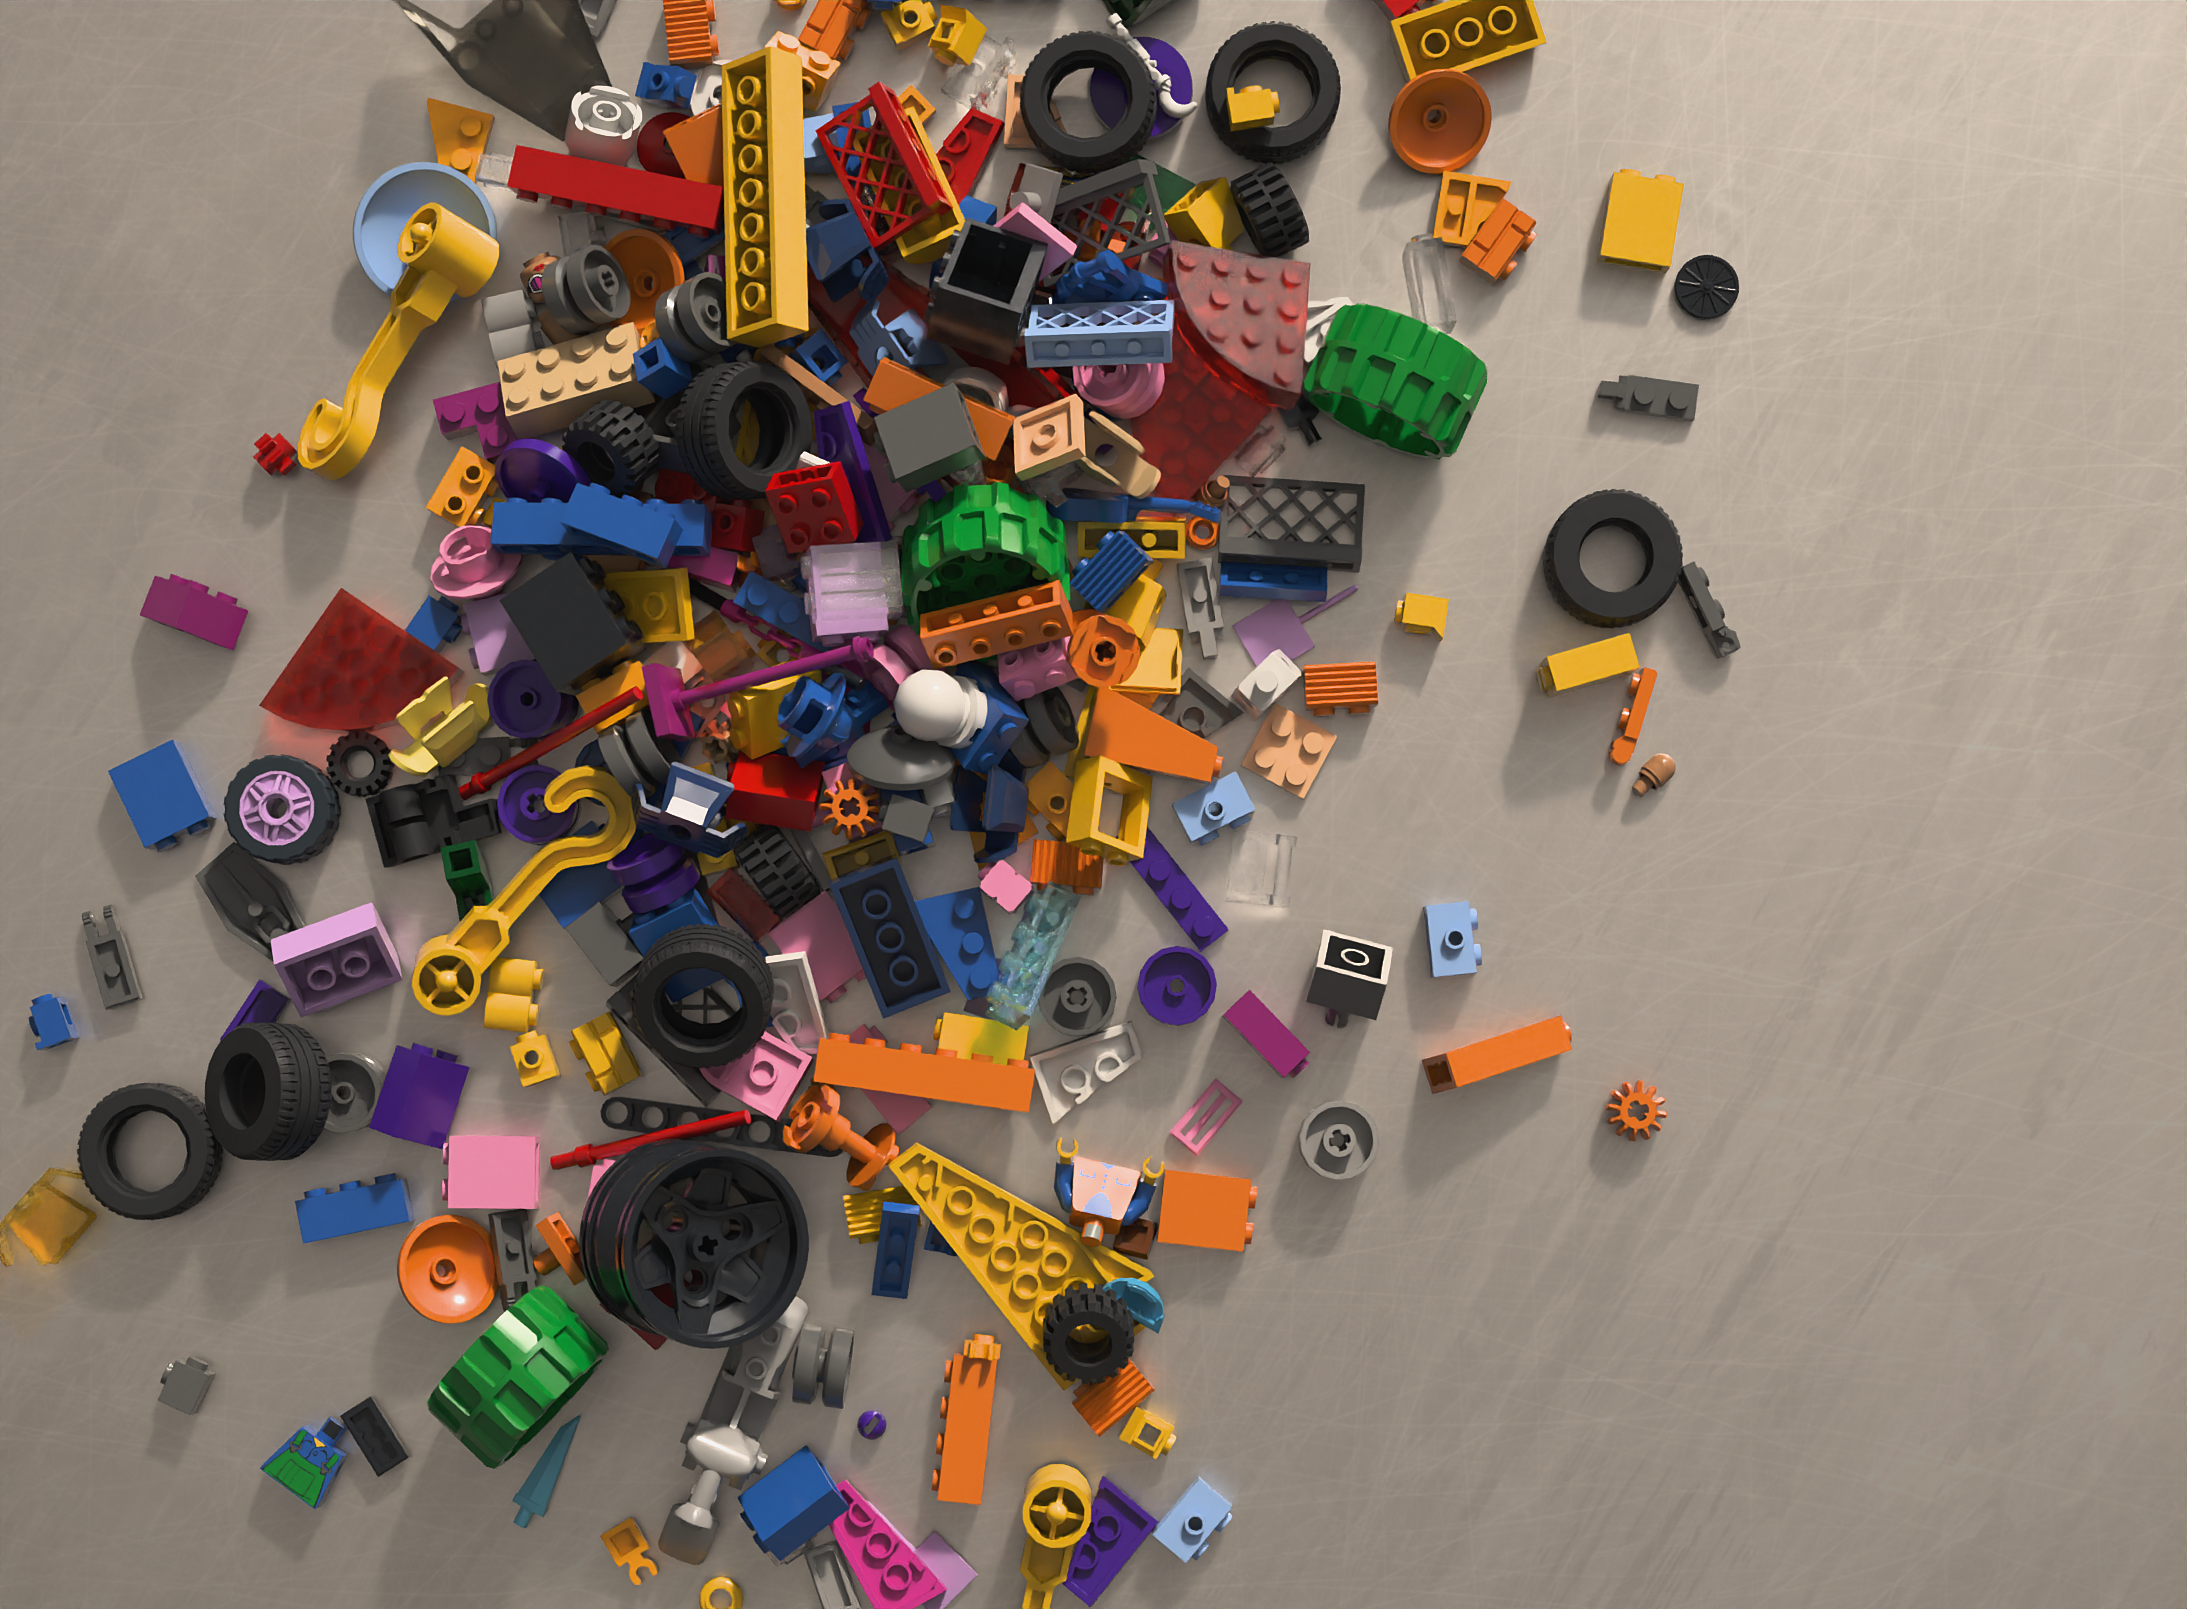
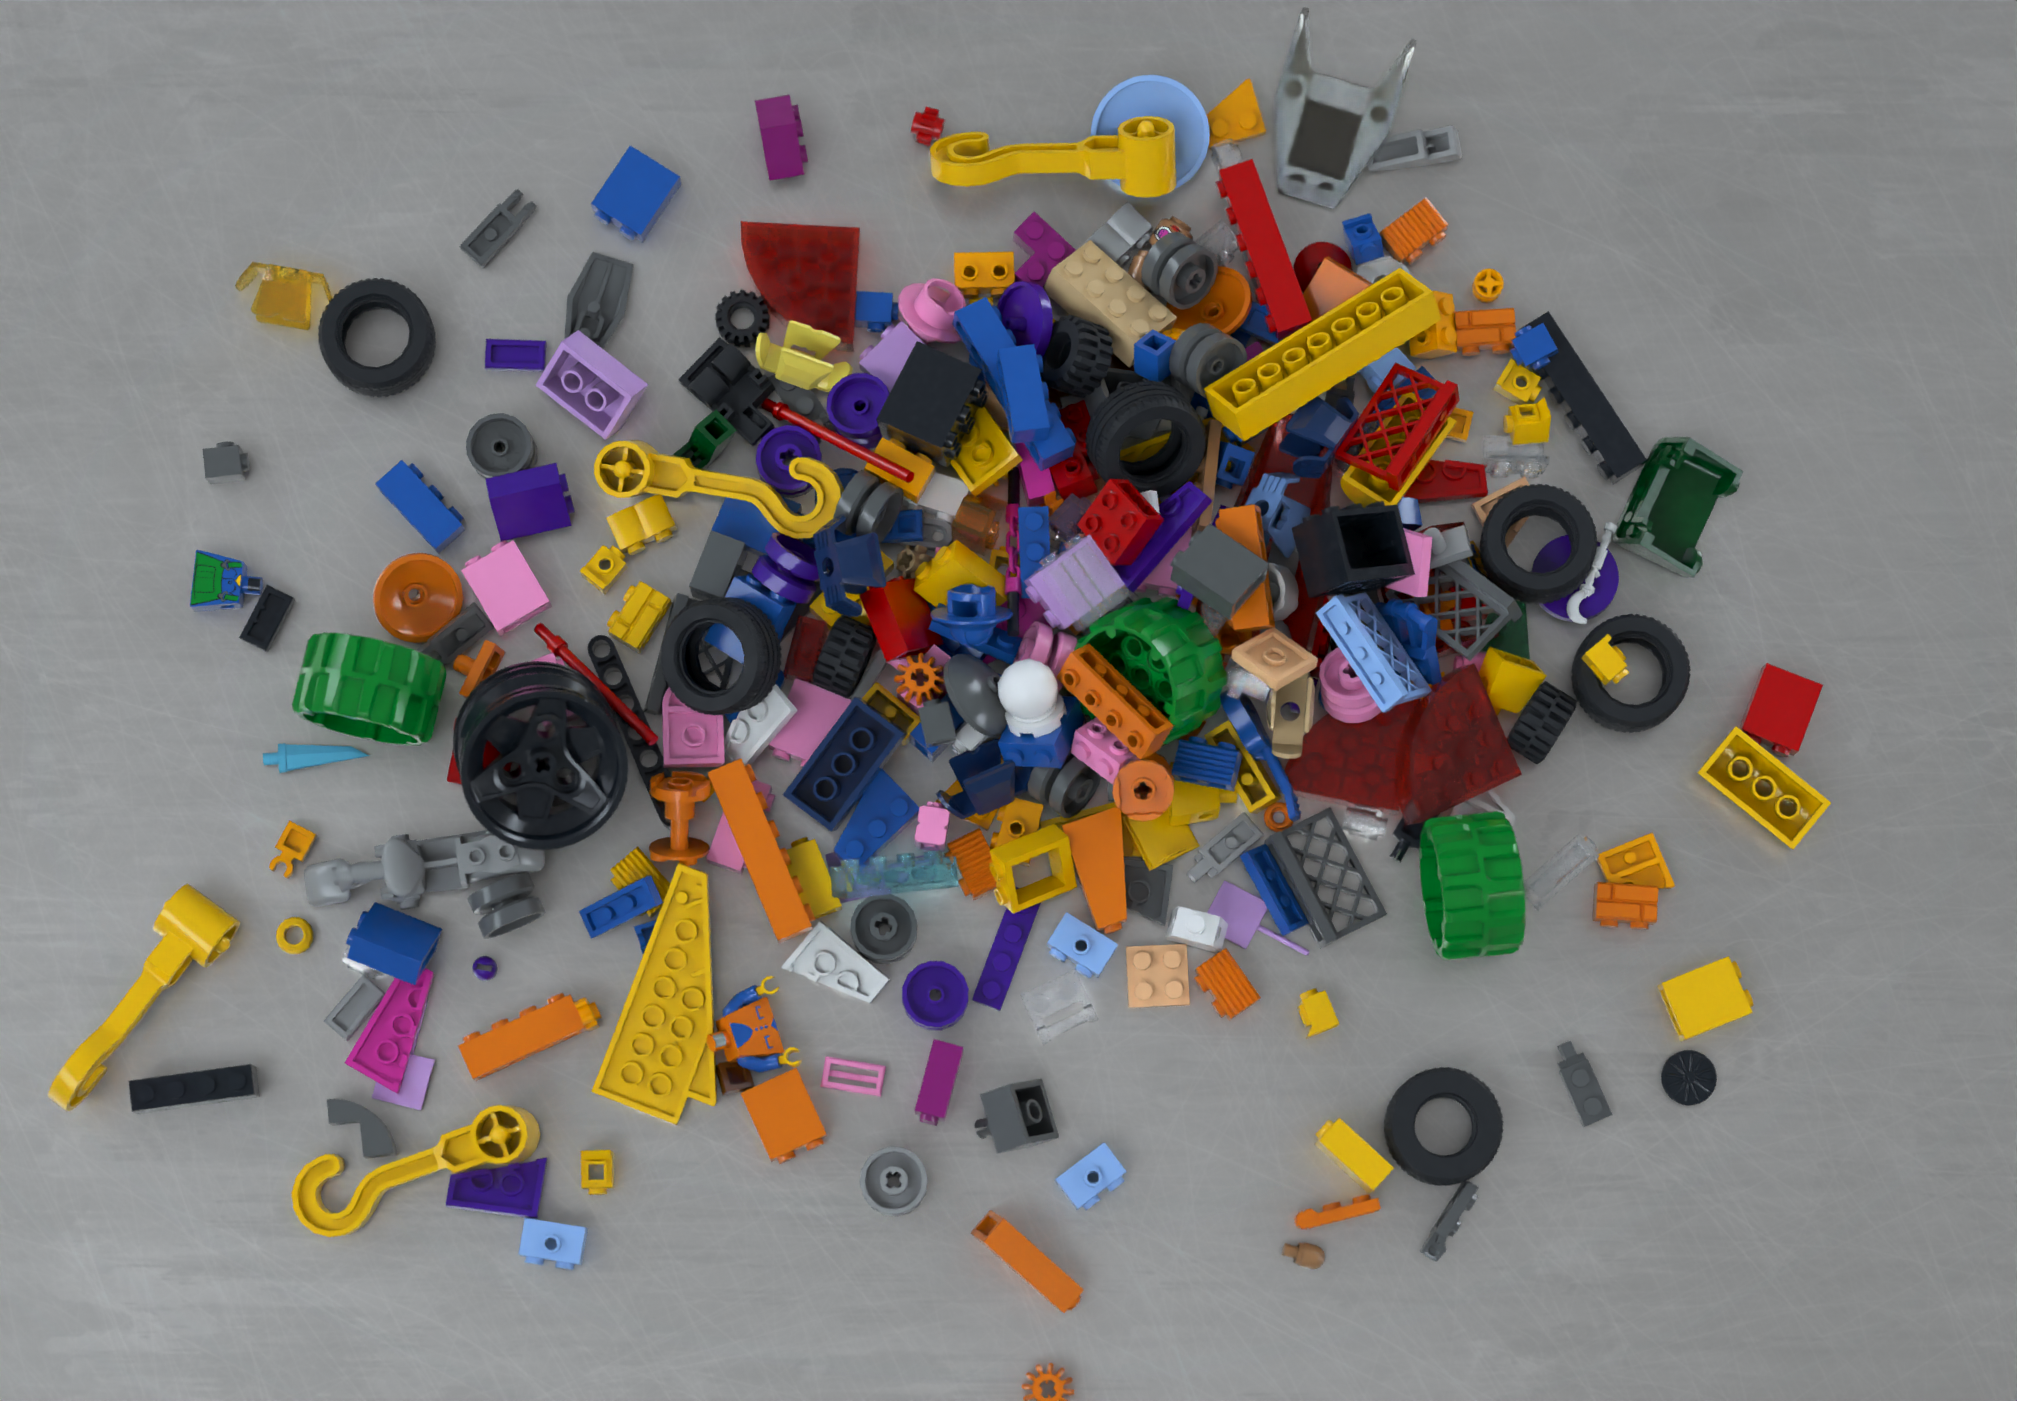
camera: 55 degrees right, 5 degrees down
(52, 1022) = (427, 214): blue brick -> none
(254, 805) = (673, 260): wheel -> none
(267, 1091) = (468, 392): black tyre -> none
(603, 126) = (1305, 212): white brick -> none
(671, 702) = (920, 505): magenta tile -> none
(1094, 1359) = (621, 1087): black tyre -> none
(1111, 1400) = (608, 1128): orange brick -> none
(1141, 1300) = (688, 1103): dark azure plate -> none
(1213, 492) = (1311, 806): medium nougat cylinder -> none
(1455, 131) = (1678, 822): orange dish -> none

